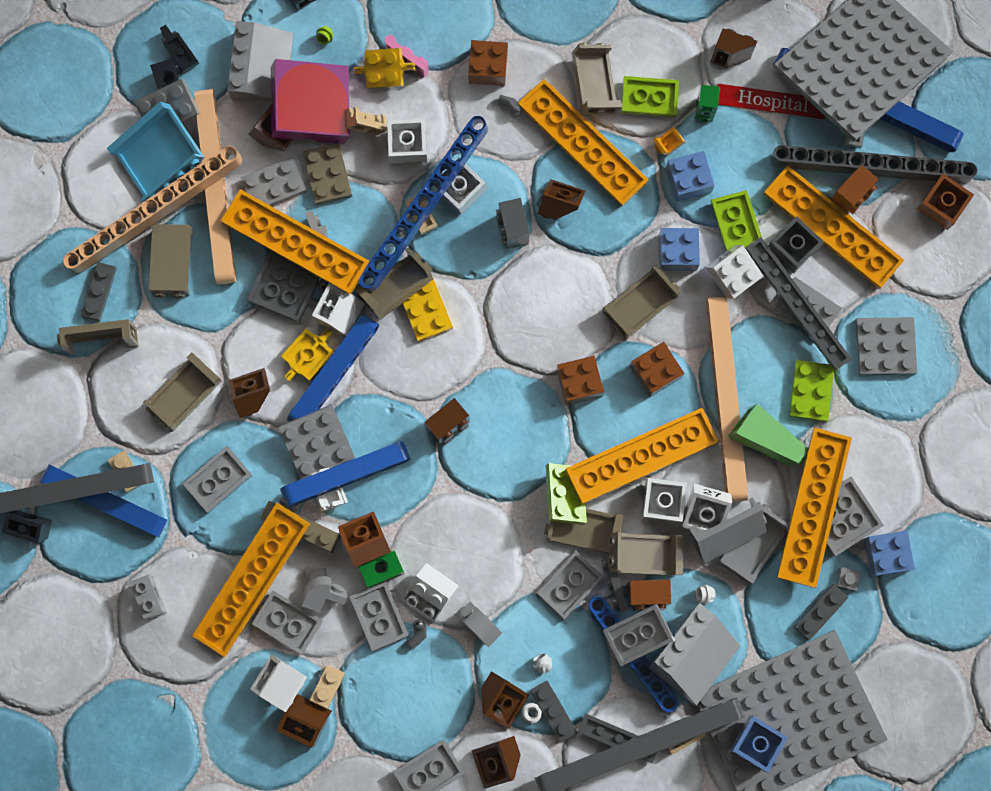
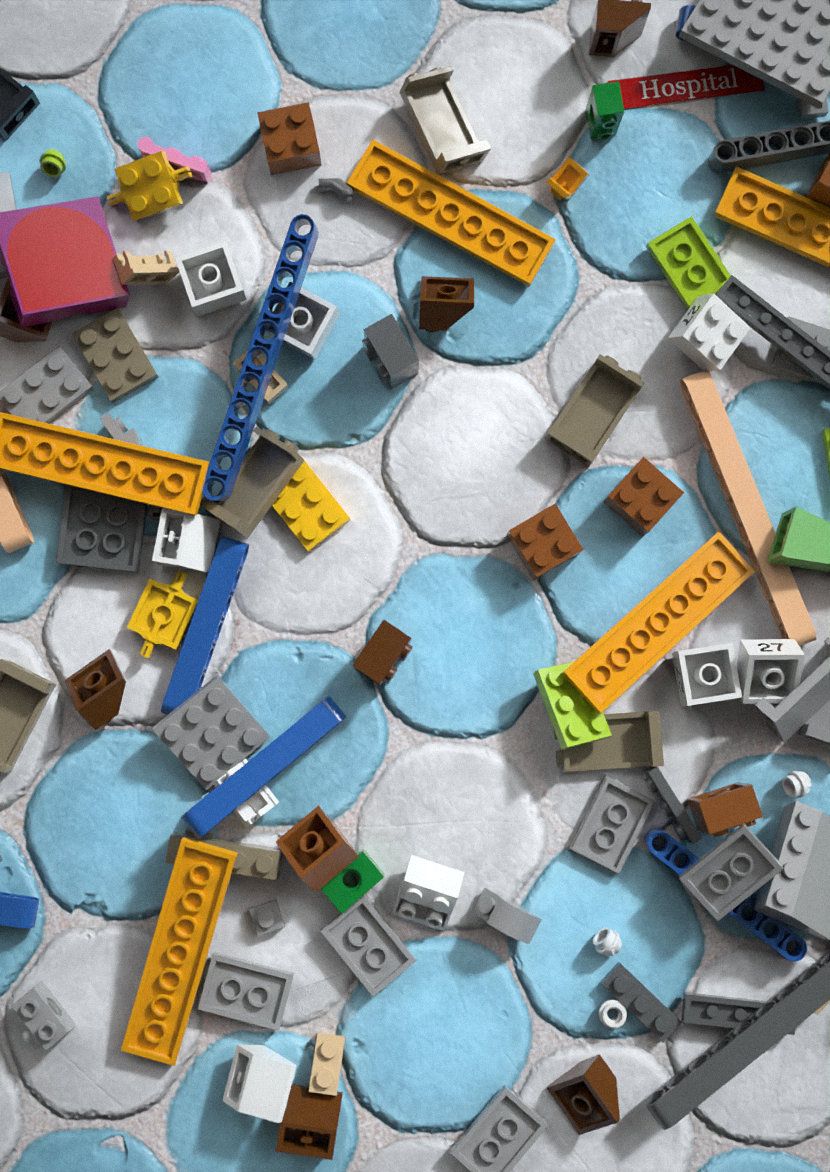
camera: 20 degrees left, 5 degrees up
(217, 479) = (90, 823): light grey plate -> none
(319, 590) = (278, 935): light grey brick -> none
(420, 633) = (430, 952): dark grey arm -> none
(501, 699) = (567, 1009): reddish brown slope -> none
(645, 554) = (704, 754): dark tan panel -> none
(650, 96) = (523, 124): lime plate -> none
(679, 249) = (624, 323): medium blue brick -> none
(690, 176) = (609, 218): medium blue brick -> none
(795, 244) = (780, 272): dark grey brick -> none

